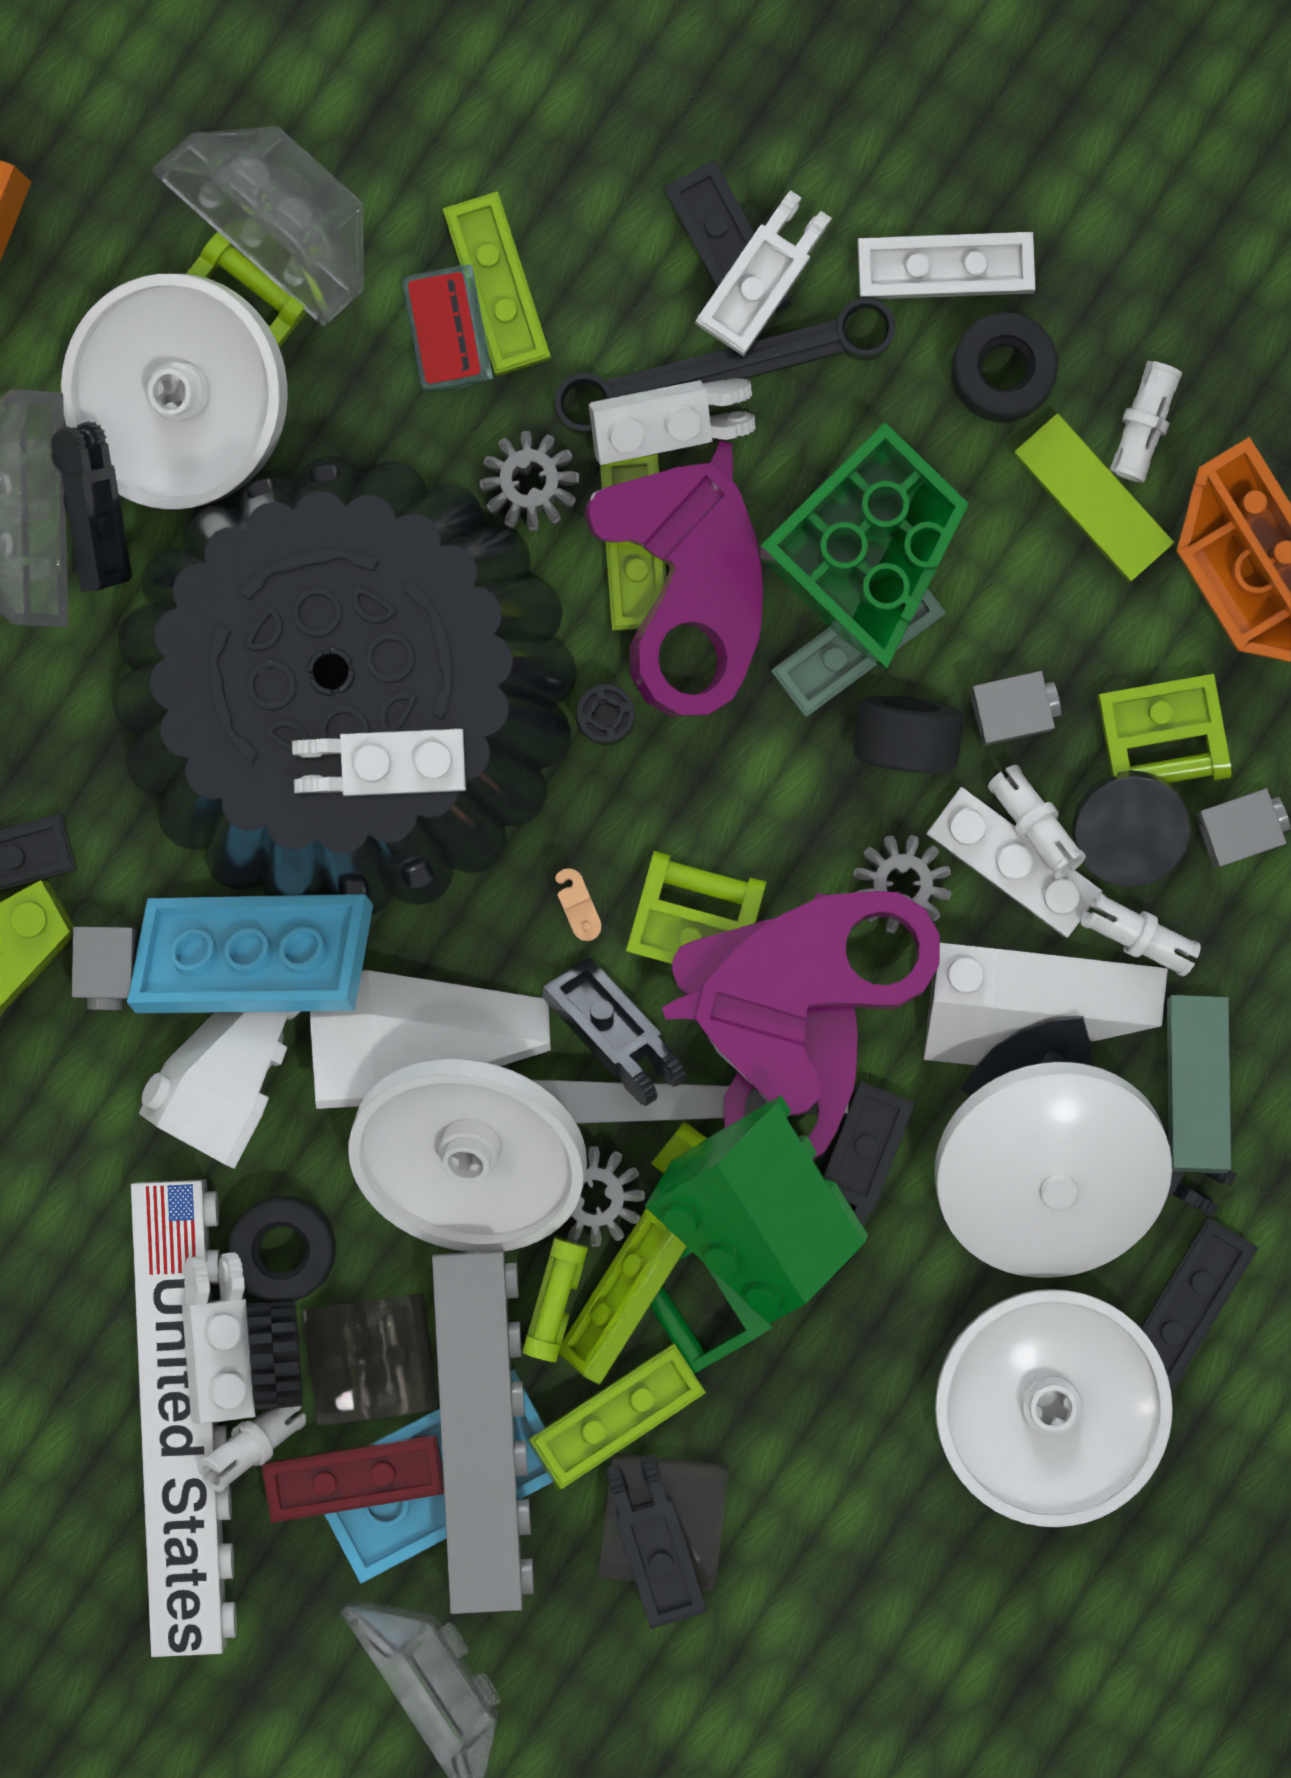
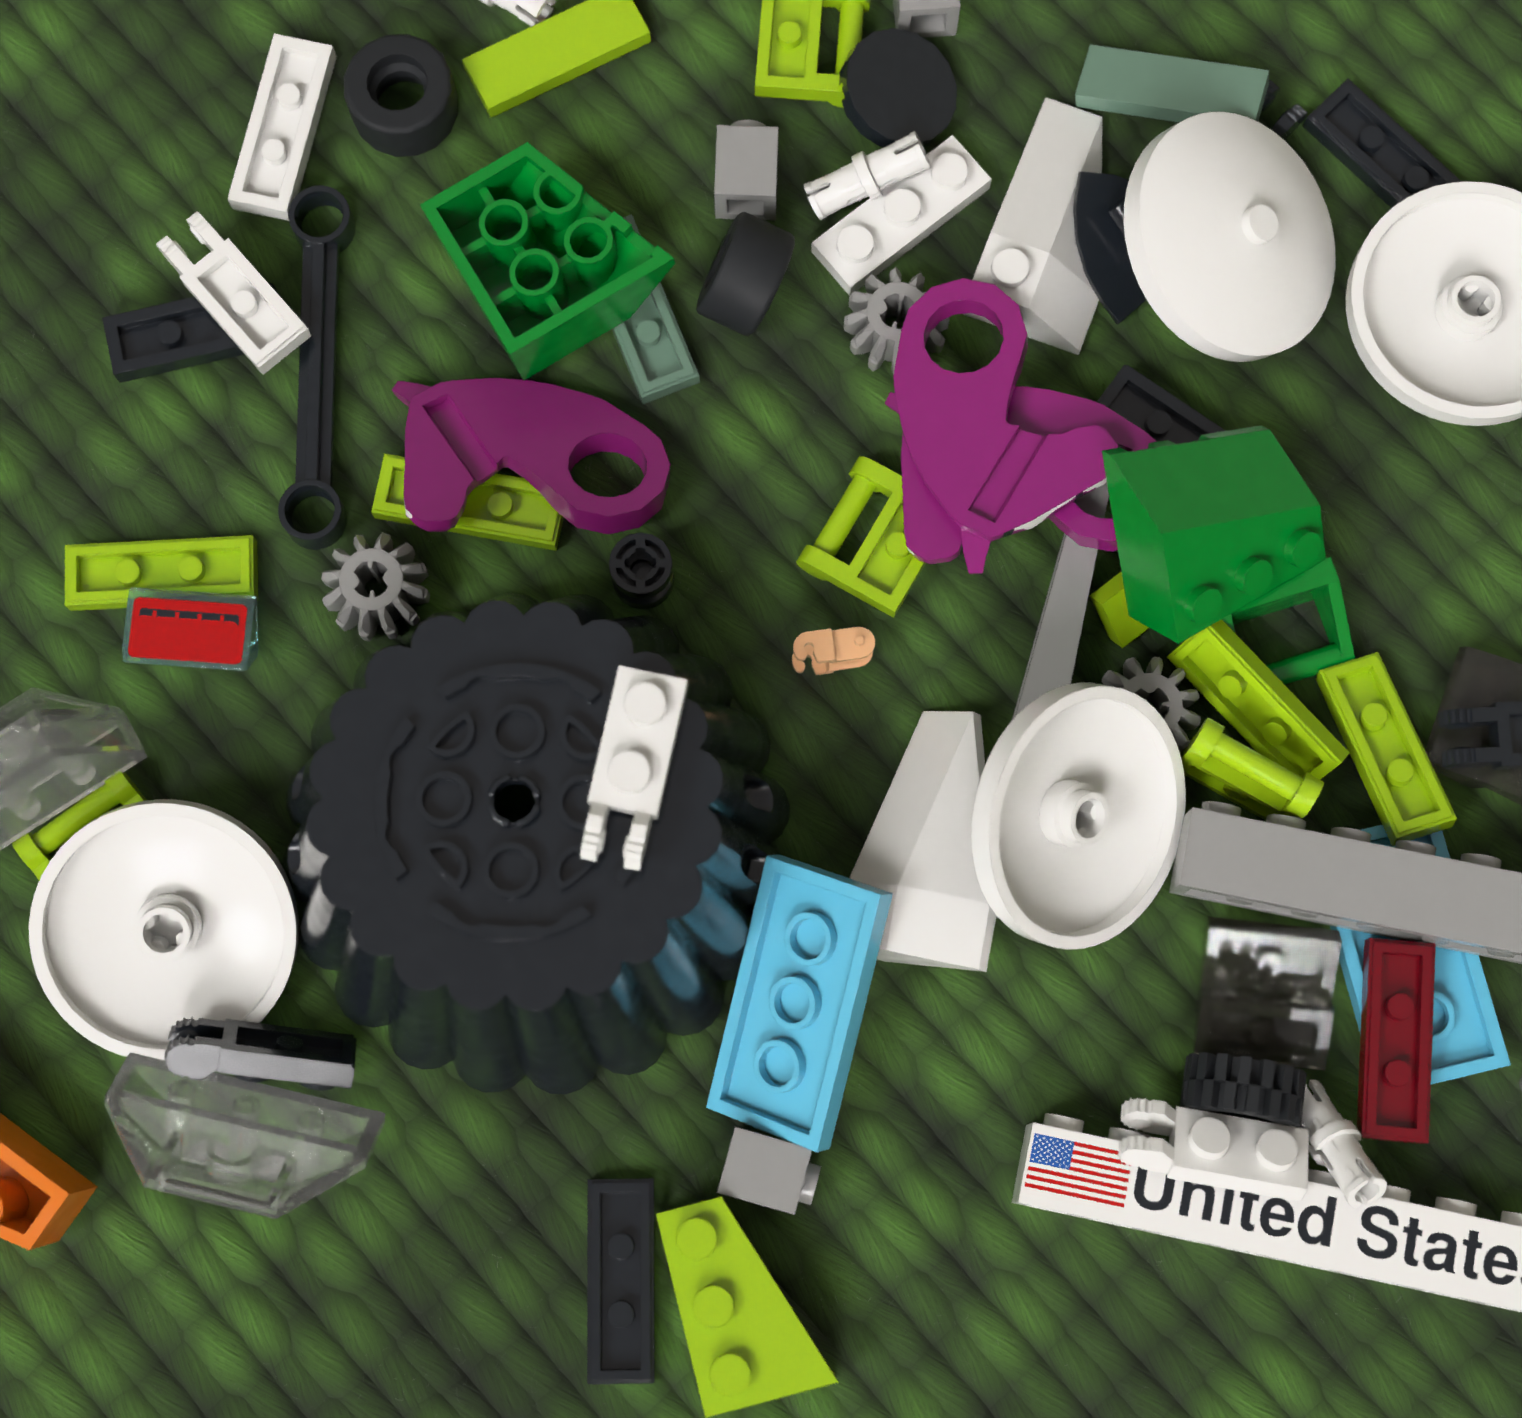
camera: 75 degrees left, 10 degrees down
(214, 1082) = (929, 1077): white wedge -> none
(318, 1241) = (1131, 1015): black tyre -> none
(613, 1028) = (977, 640): black hinge -> none
(668, 419) = (353, 432): white hinge -> none
(1140, 934) = (1006, 107): white pin -> none

